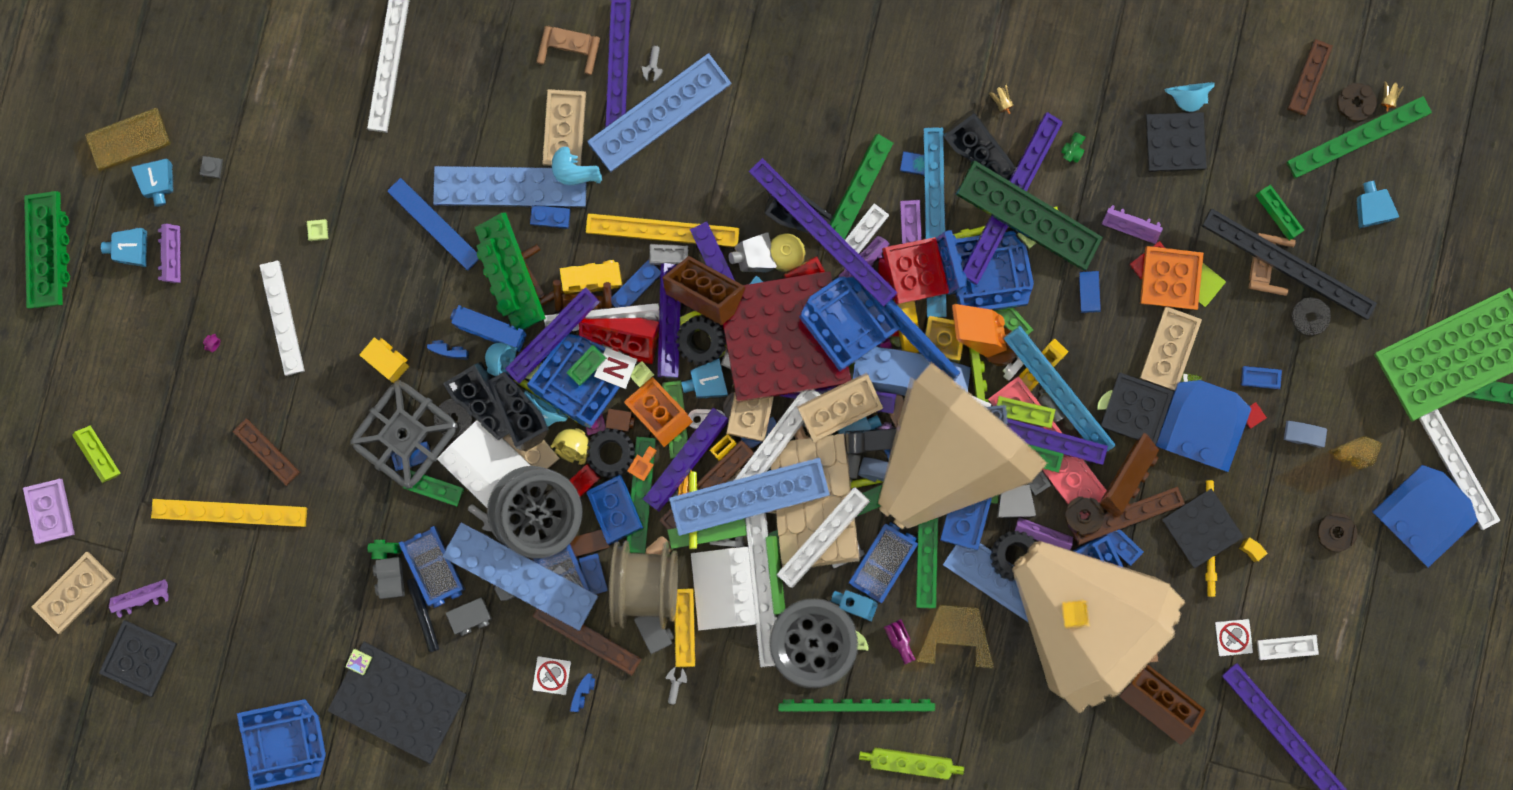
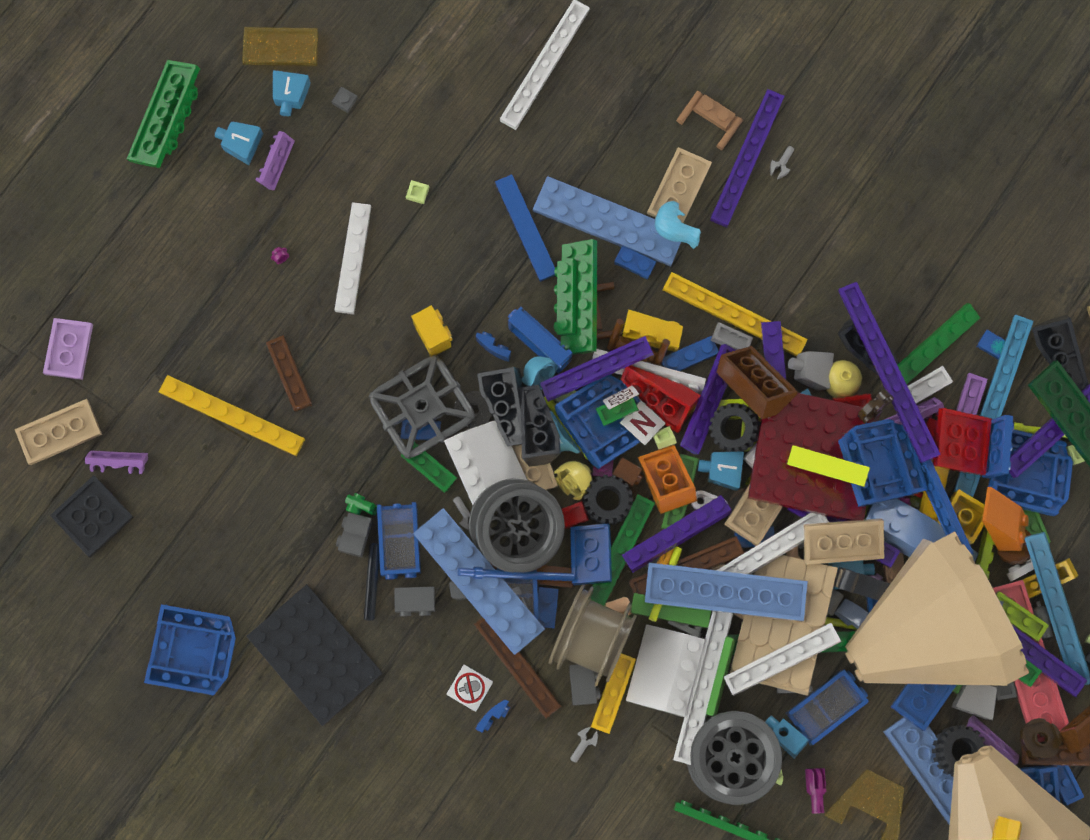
camera: 15 degrees right, 5 degrees down
(96, 454) = (133, 313): lime plate -> none
(358, 661) = (294, 601): tile -> none
(517, 569) = (479, 573): none -> blue bar
(585, 353) = (620, 397): none -> white sticker
(641, 465) = (633, 523): orange plate -> none
(659, 112) = (772, 206): medium blue plate -> none
(720, 445) = (713, 533): yellow piece -> none
(798, 344) = (828, 466): none -> neon yellow tile
(822, 271) = (873, 408): none -> dark brown plate
(927, 564) = (868, 725): green plate -> none

